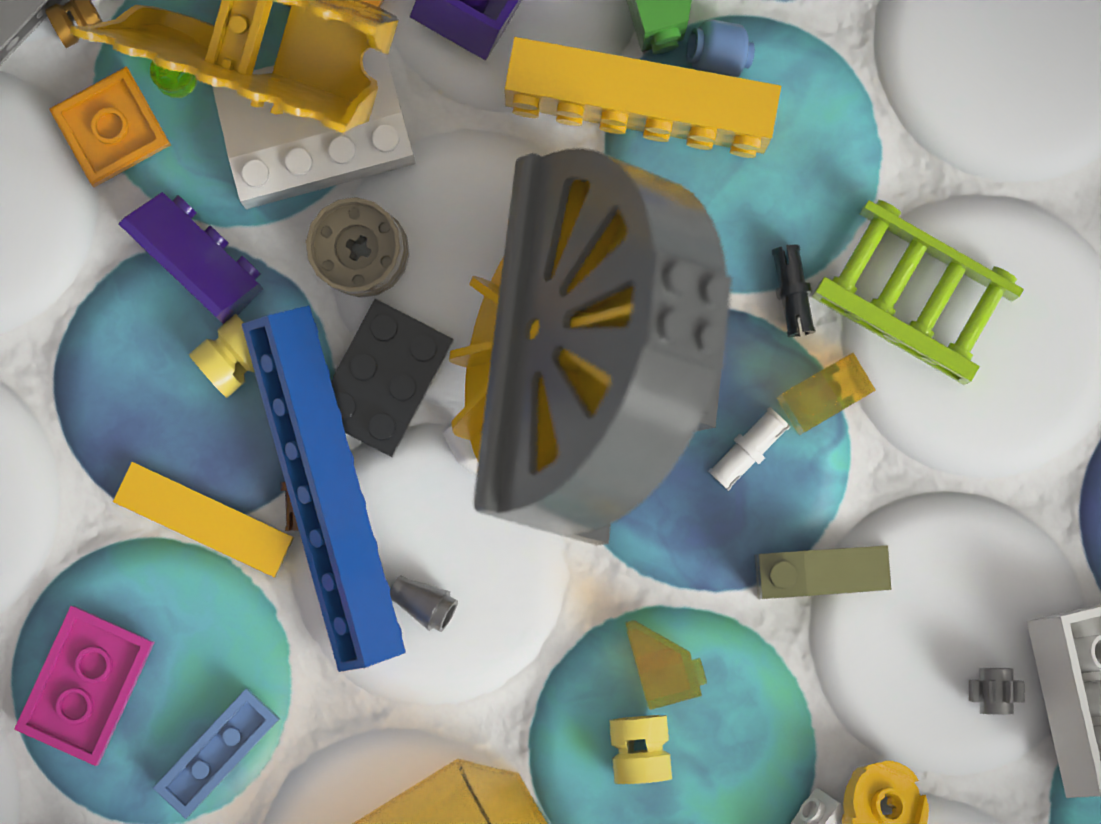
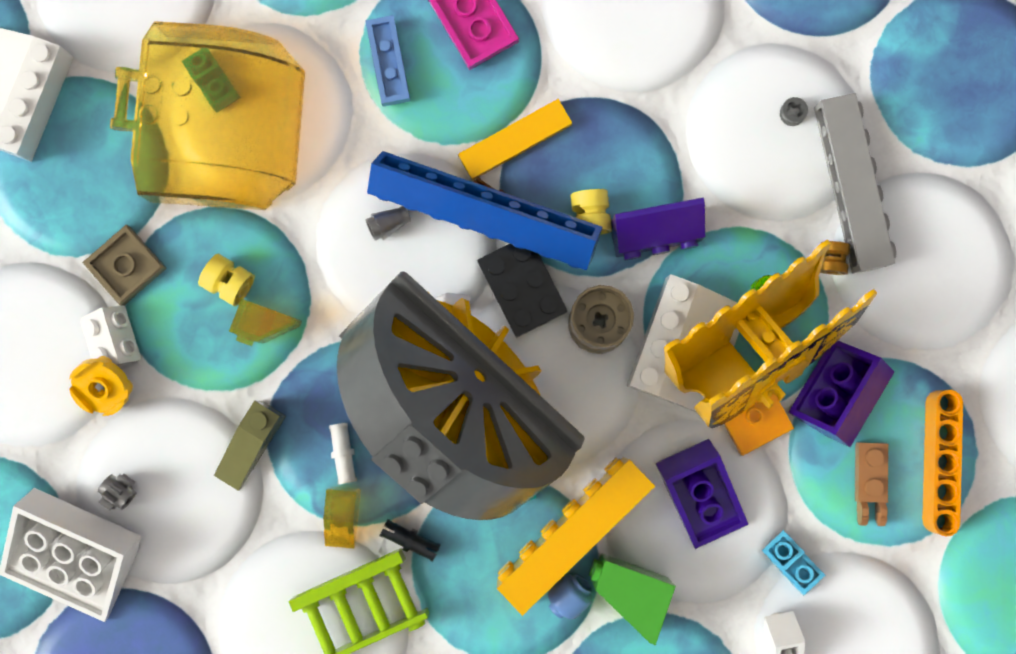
camera: 130 degrees right, 0 degrees up
(110, 127) = (761, 236): light orange plate -> none

